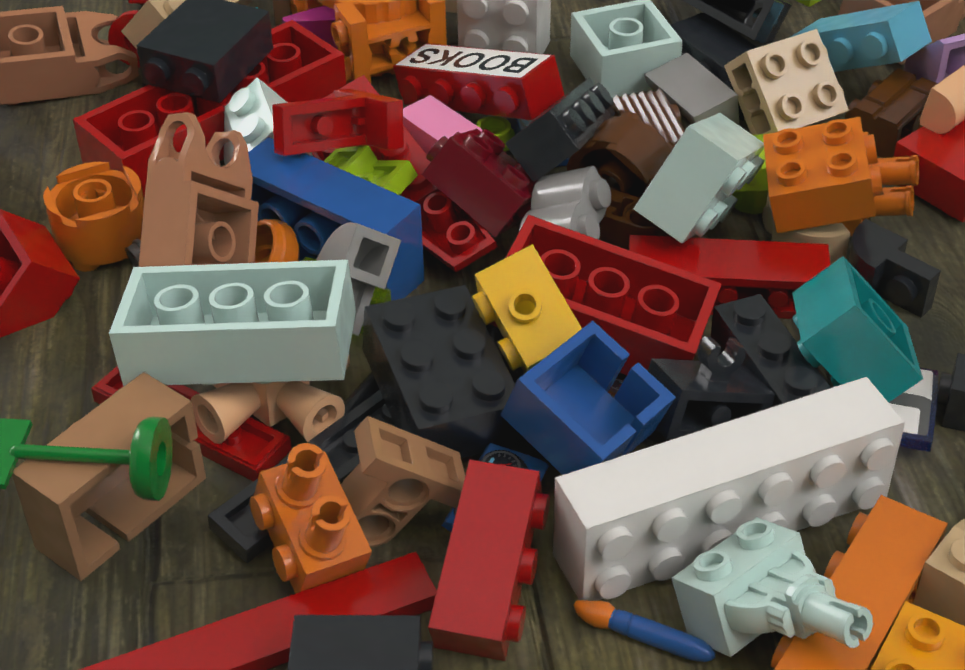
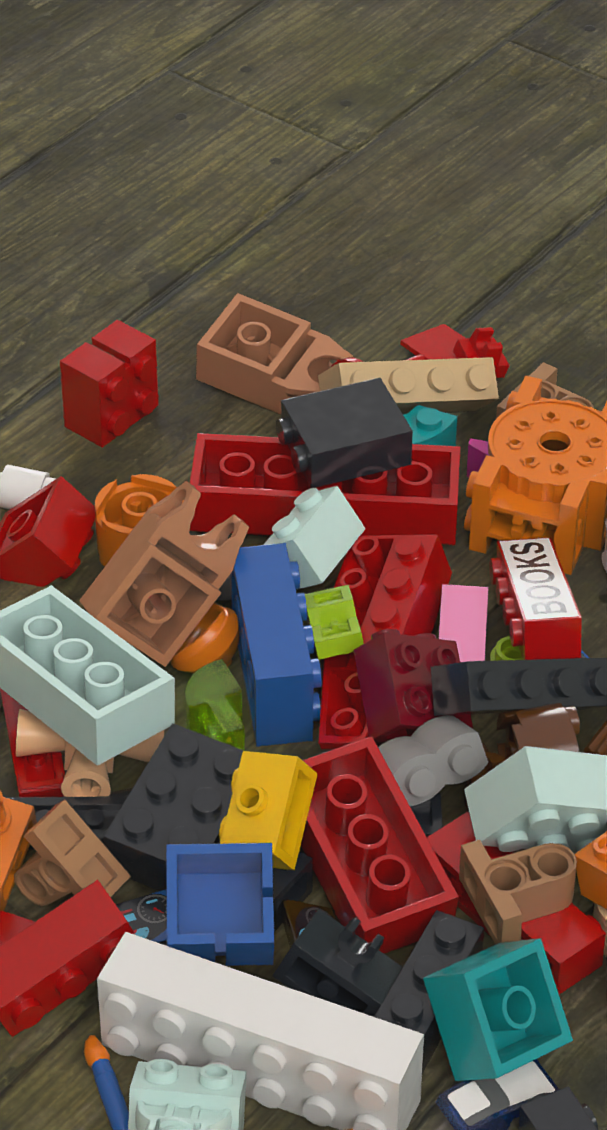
camera: 45 degrees right, 0 degrees up
(338, 122) = (331, 563): red bracket -> none
(369, 260) = (211, 693): light grey brick -> none
(752, 253) = (517, 885): none -> medium nougat tile

